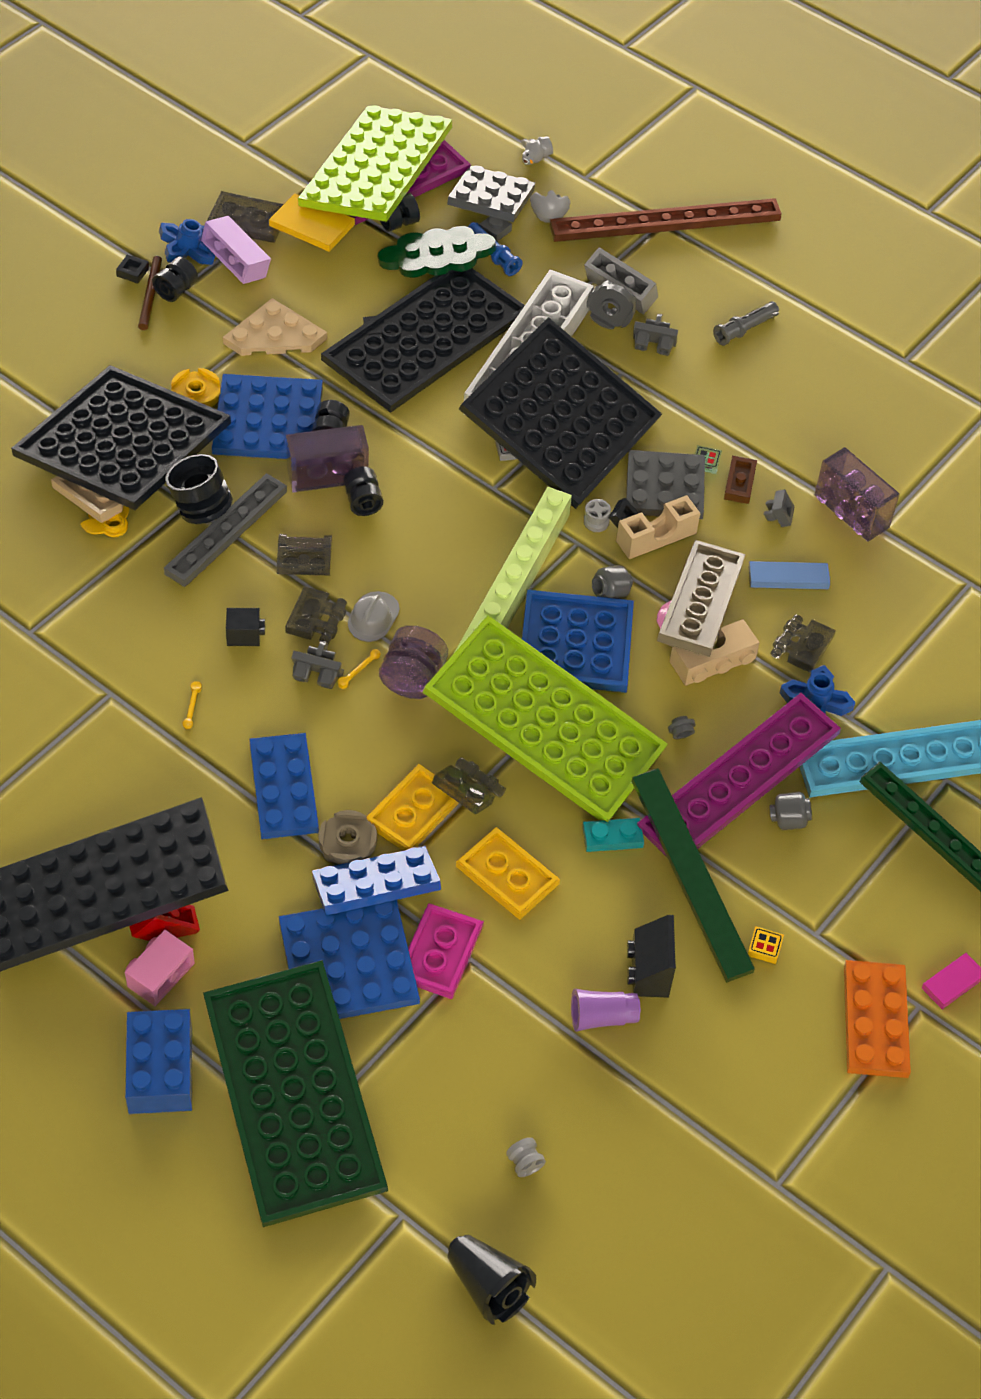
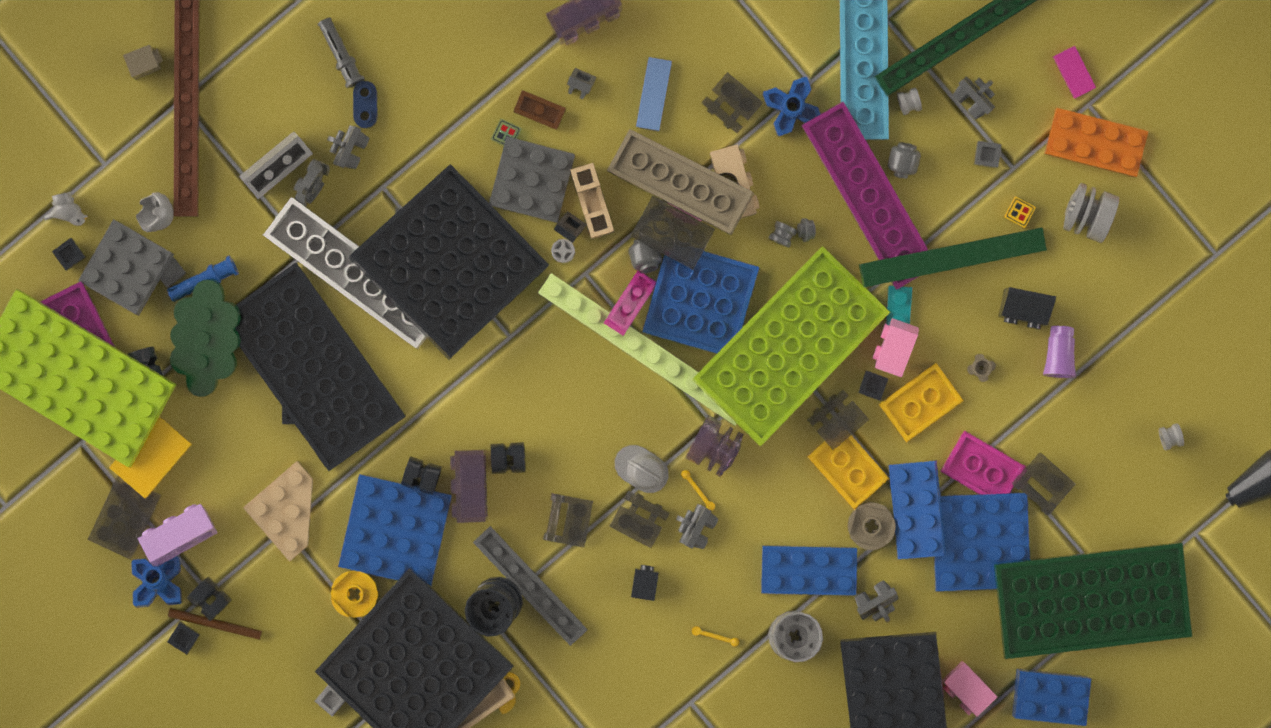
camera: 75 degrees left, 35 degrees up
(76, 383) = (329, 700): none -> light grey tile
(202, 767) = (807, 629): none -> light grey wheel
(252, 855) = (869, 607): none -> dark grey hips
(443, 1019) = (1049, 477): none -> clear smoke plate
(493, 157) = (69, 254): none -> black plate
(517, 817) = (873, 385): none -> black plate
(555, 567) = (630, 303): none -> dark pink tile
(565, 922) = (981, 361): none -> dark tan plate
(568, 827) = (896, 347): none -> bright pink brick
(644, 596) = (672, 232): none -> clear smoke plate
(670, 704) = (782, 234): none -> dark grey wheel
(690, 185) = (143, 61): none -> dark tan brick
(701, 348) = (365, 104): none -> dark blue plate
(789, 1010) = (1091, 213): none -> light grey wheel
(824, 898) = (987, 154): none -> dark grey plate
(861, 807) = (909, 101): none -> light grey wheel
(894, 875) = (968, 88): none -> dark grey hips

